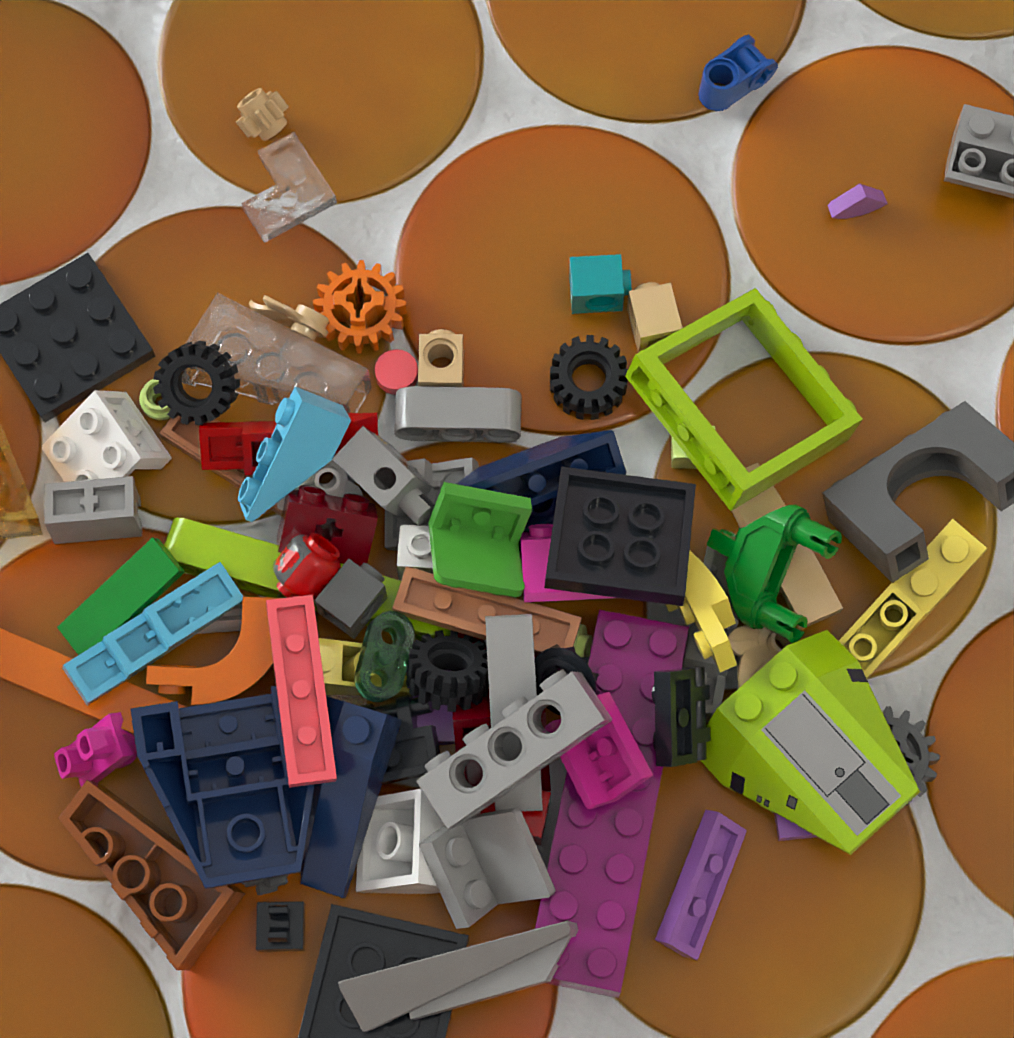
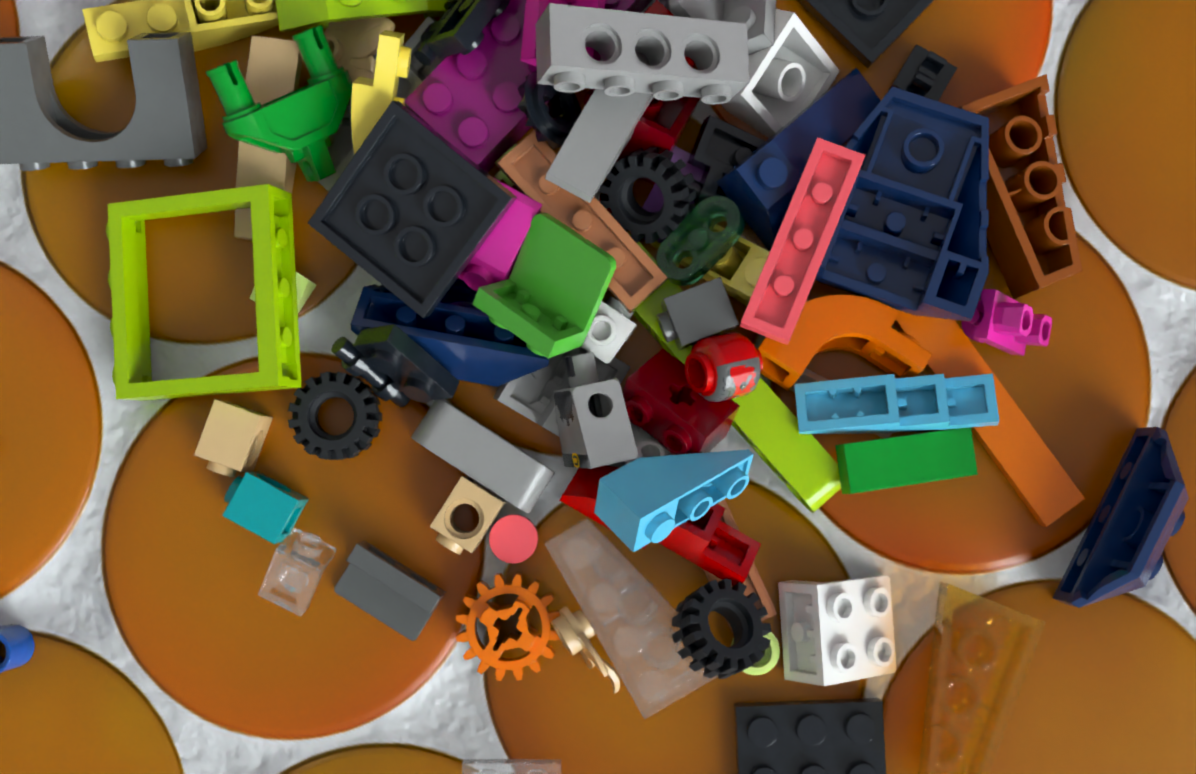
camera: 155 degrees left, 15 degrees up
(92, 510) = (886, 570): light grey hinge -> none
(466, 284) = (388, 590): none -> dark grey panel
(544, 256) = (296, 571): none -> clear bracket
(562, 426) = (395, 366): none -> black plate

